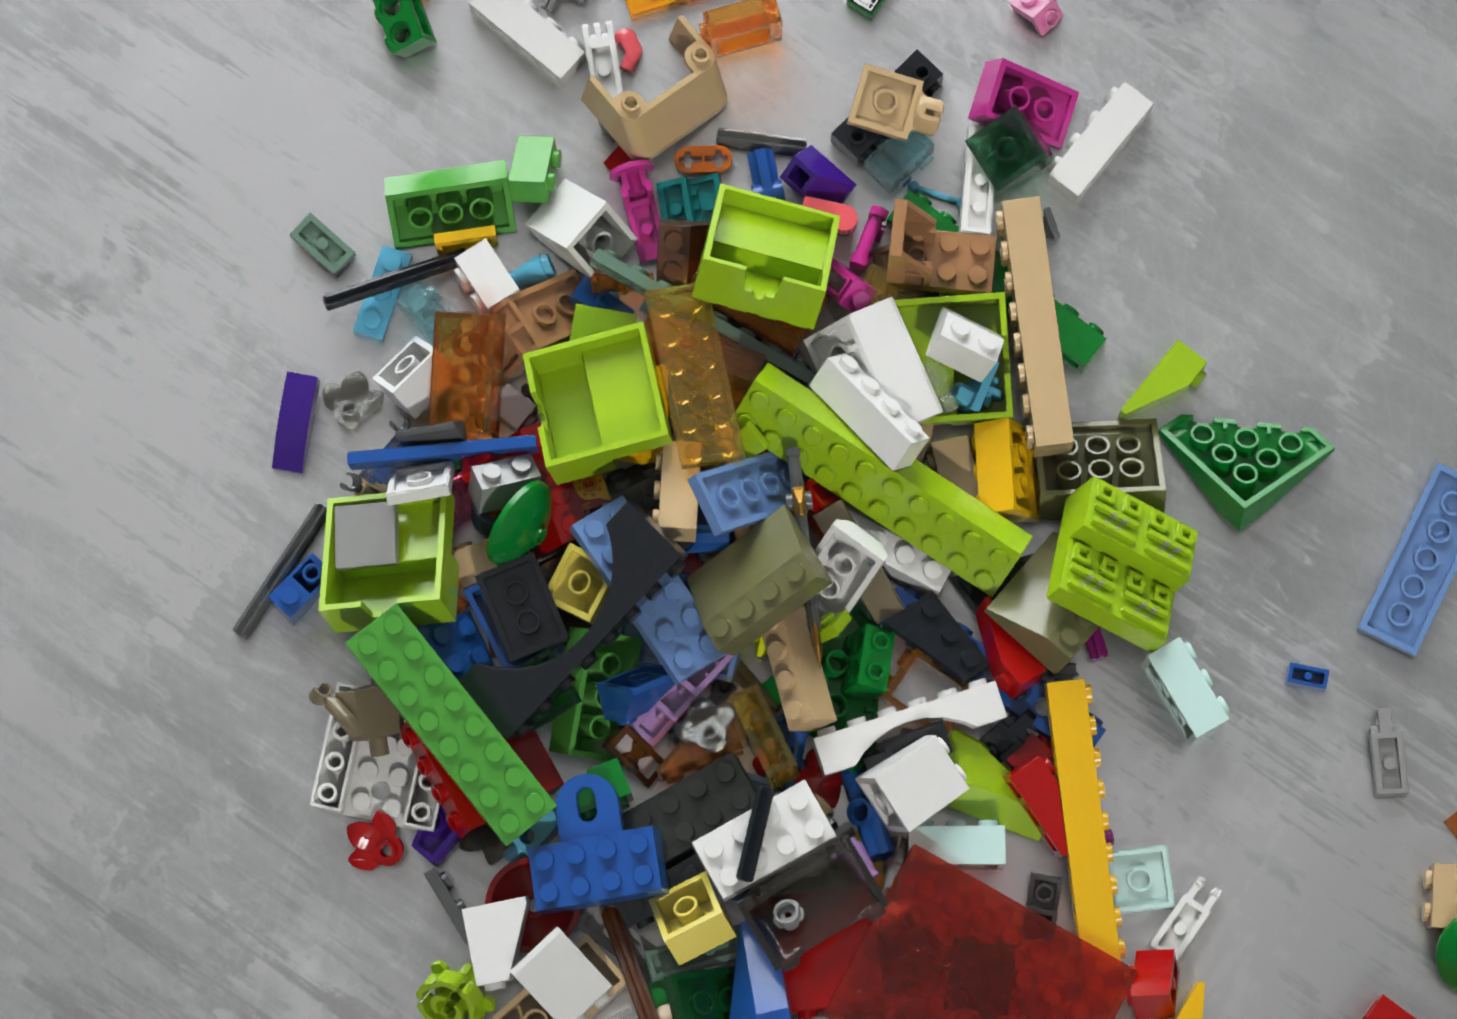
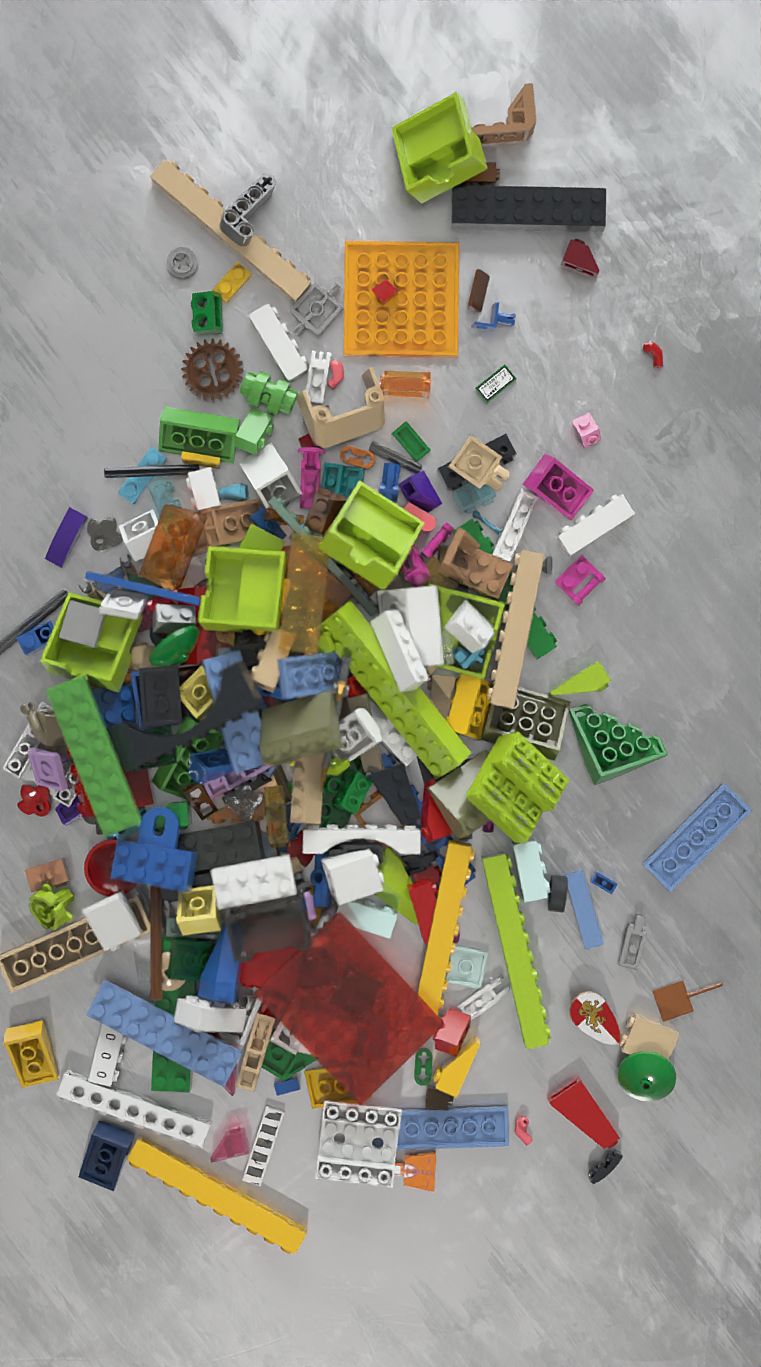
camera: 15 degrees right, 10 degrees up
(322, 244) = (116, 434): sand green plate -> none
(382, 779) = (48, 768): none -> lavender tile
(432, 434) = (140, 576): dark grey slope -> none
(437, 943) = (50, 873): none -> nougat brick
(441, 885) = (68, 854): dark grey plate -> none
(462, 89) = (229, 365): none -> reddish brown gear
(495, 939) = (82, 883): white slope -> none
(514, 106) = (261, 390): none -> bright green piece
(755, 834) = (248, 879): black axle -> none
(776, 111) = (411, 441): none -> green tile
(787, 906) = (251, 924): light grey plate -> none
(1010, 150) = (539, 514): clear green slope -> none
(1044, 895) = (406, 960): dark grey slope -> none
(1096, 227) = (575, 575): none -> dark pink plate
(1207, 822) = (515, 951): none -> lime brick
(1244, 716) = (558, 893): none -> black tyre
(1291, 729) = (584, 910): none -> medium blue tile
(1369, 889) = (595, 1017): none -> shield

